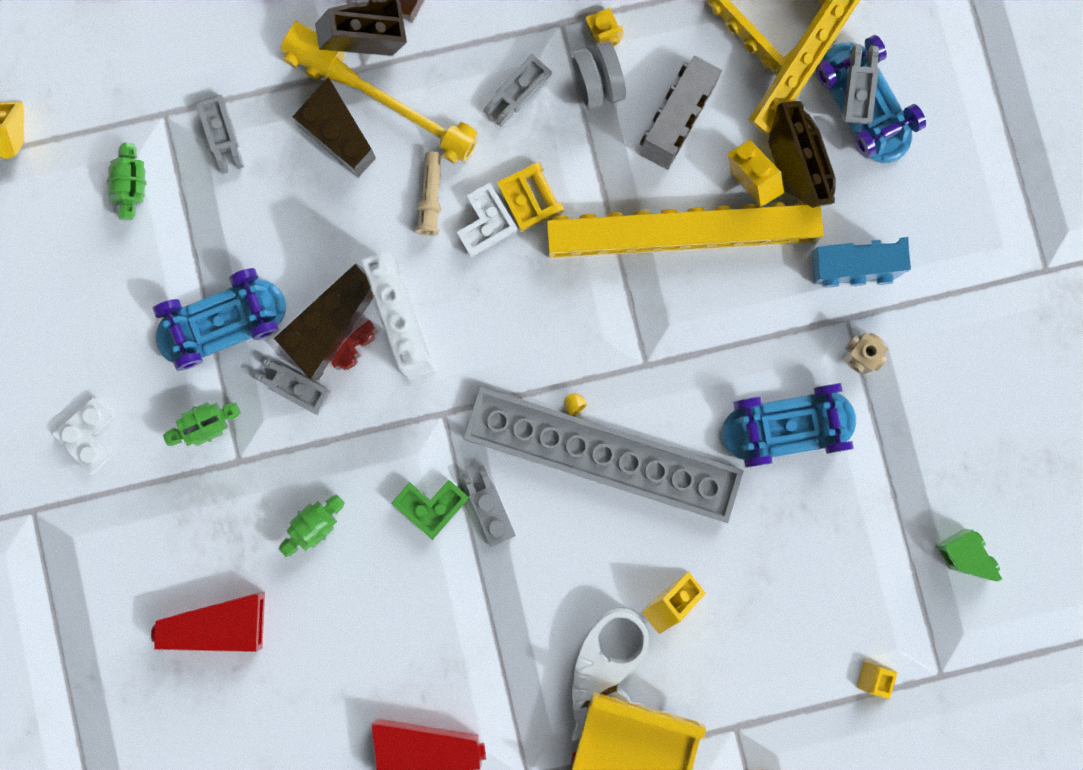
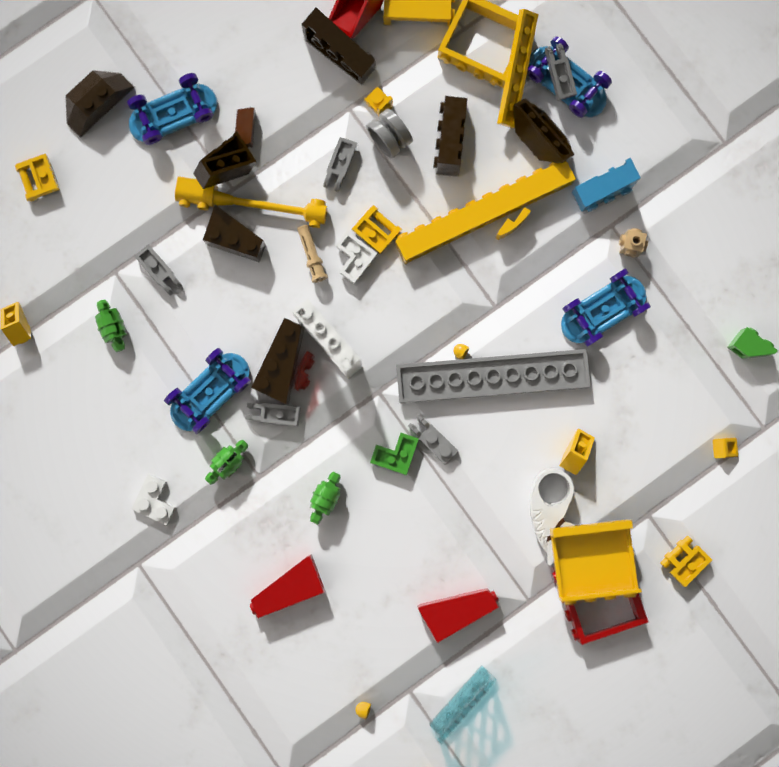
camera: 20 degrees left, 0 degrees up
(708, 264) = (510, 226): none -> yellow slope
(755, 173) = (516, 155): yellow brick -> none

